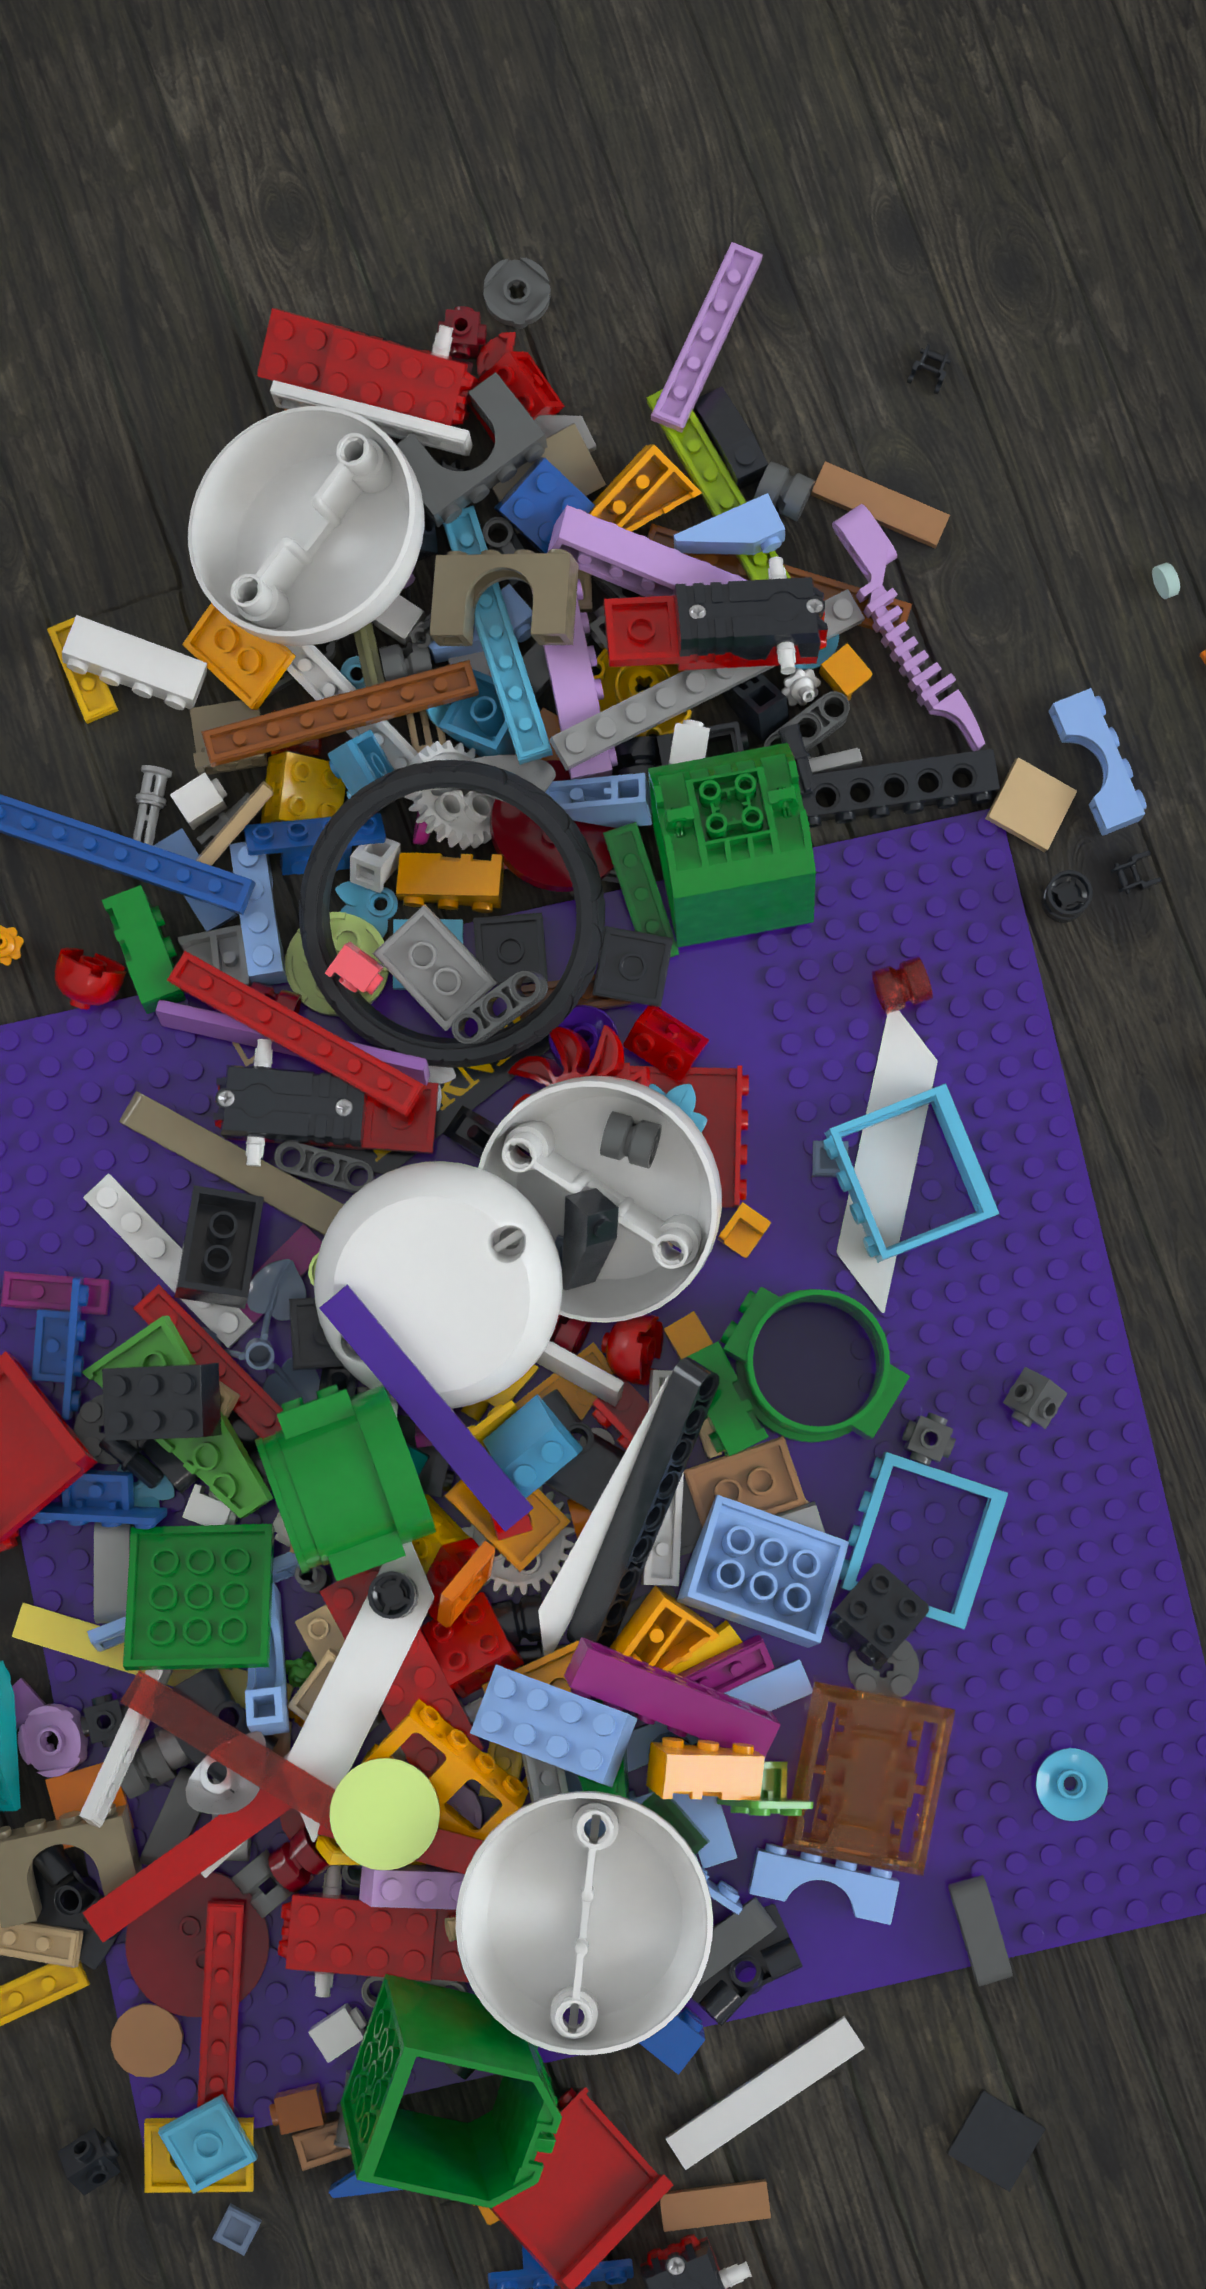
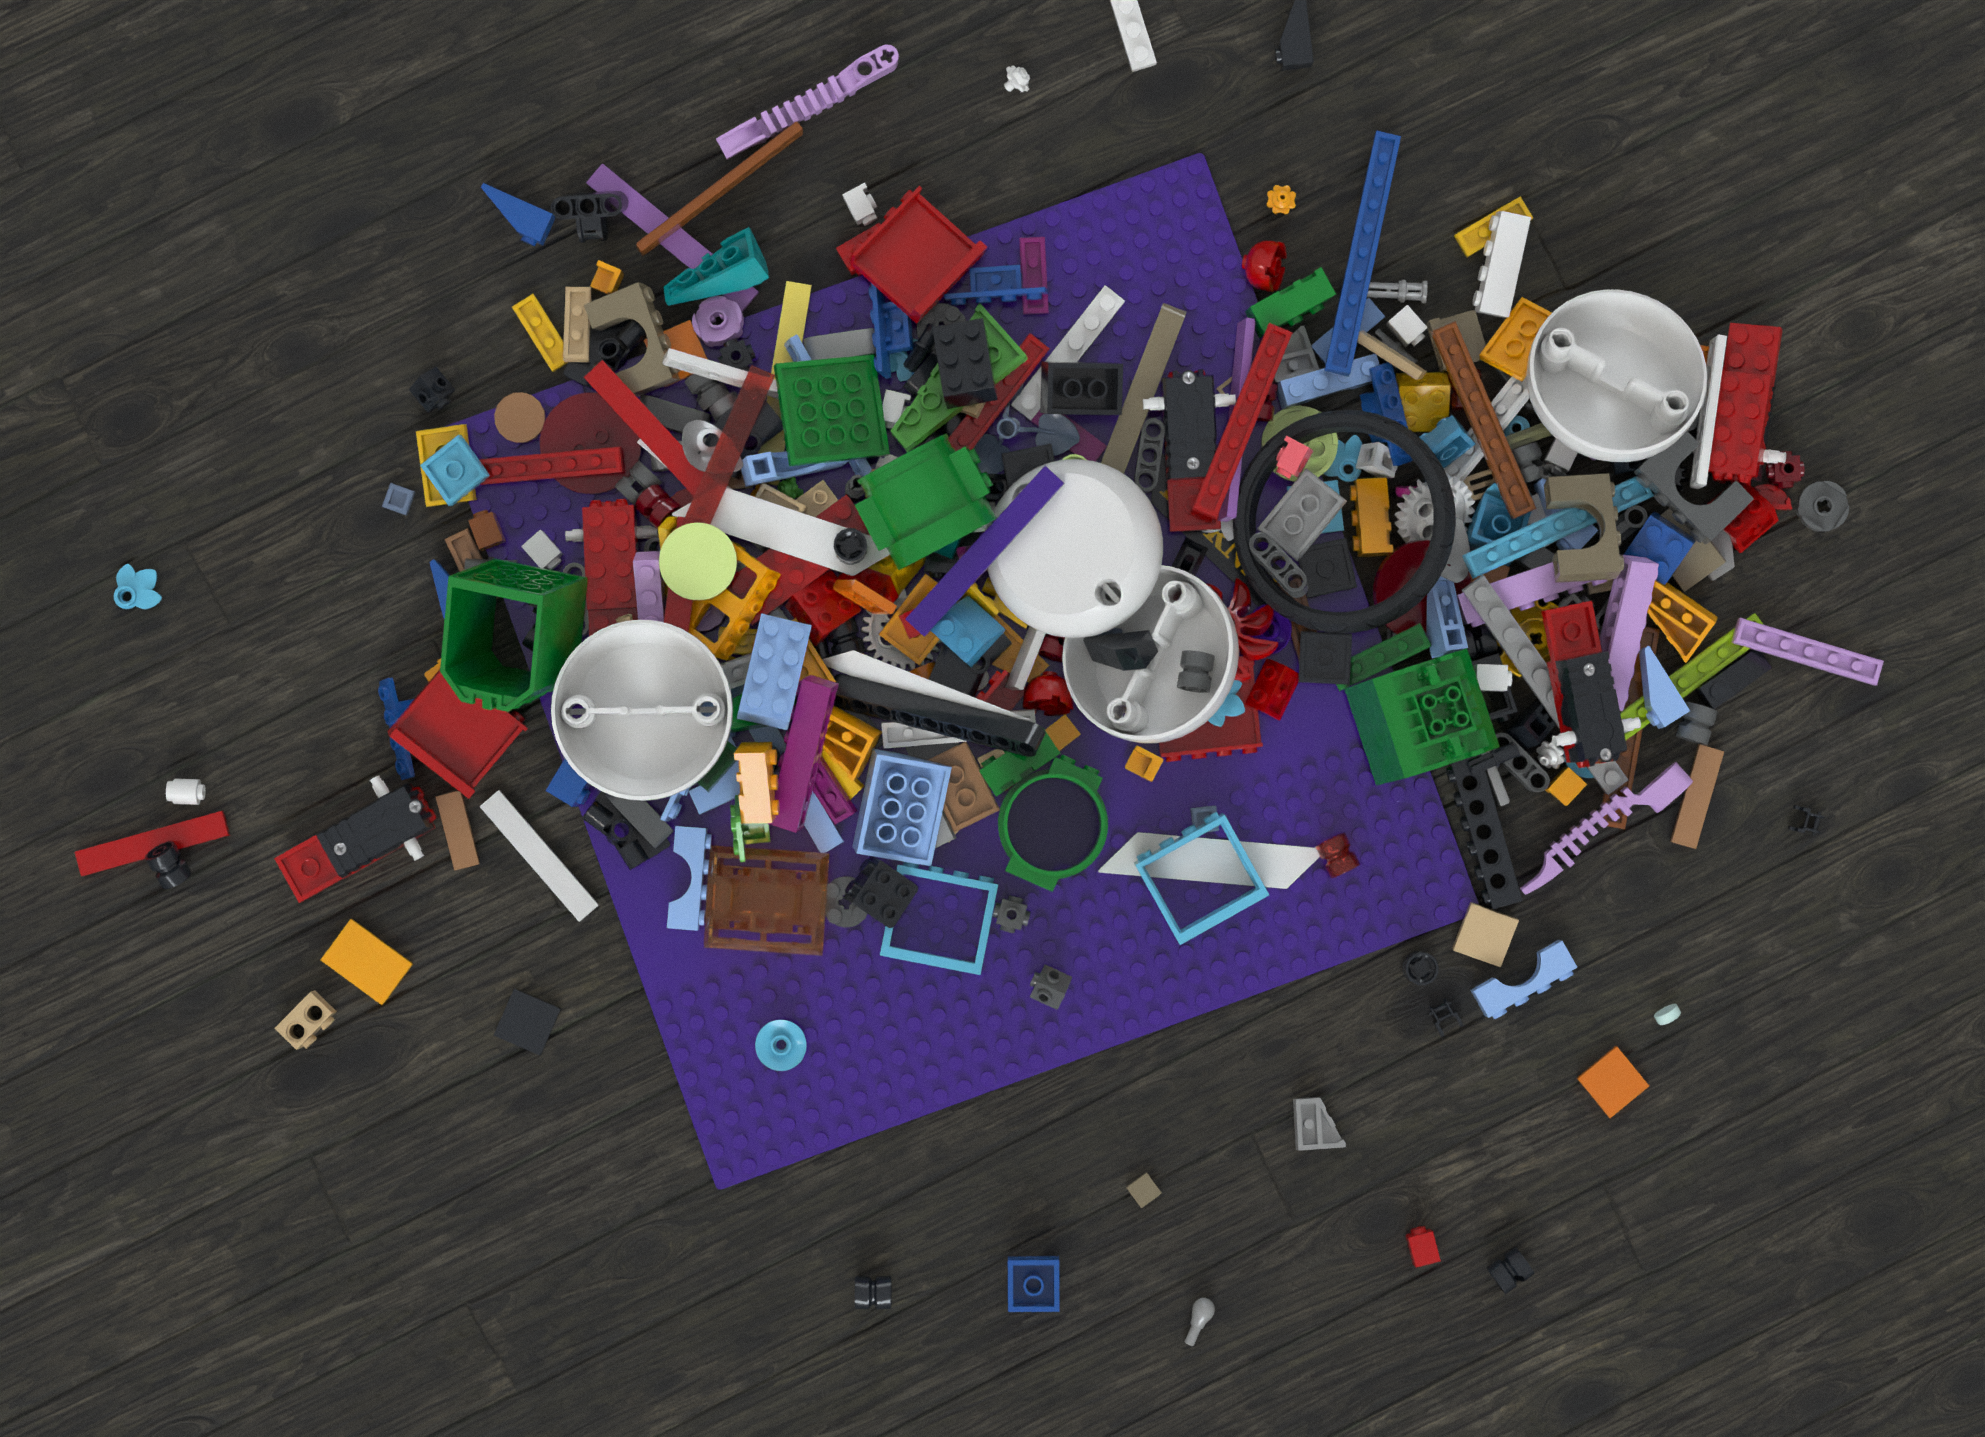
camera: 80 degrees right, 5 degrees up
(980, 1930) = (670, 992): dark grey beam -> none

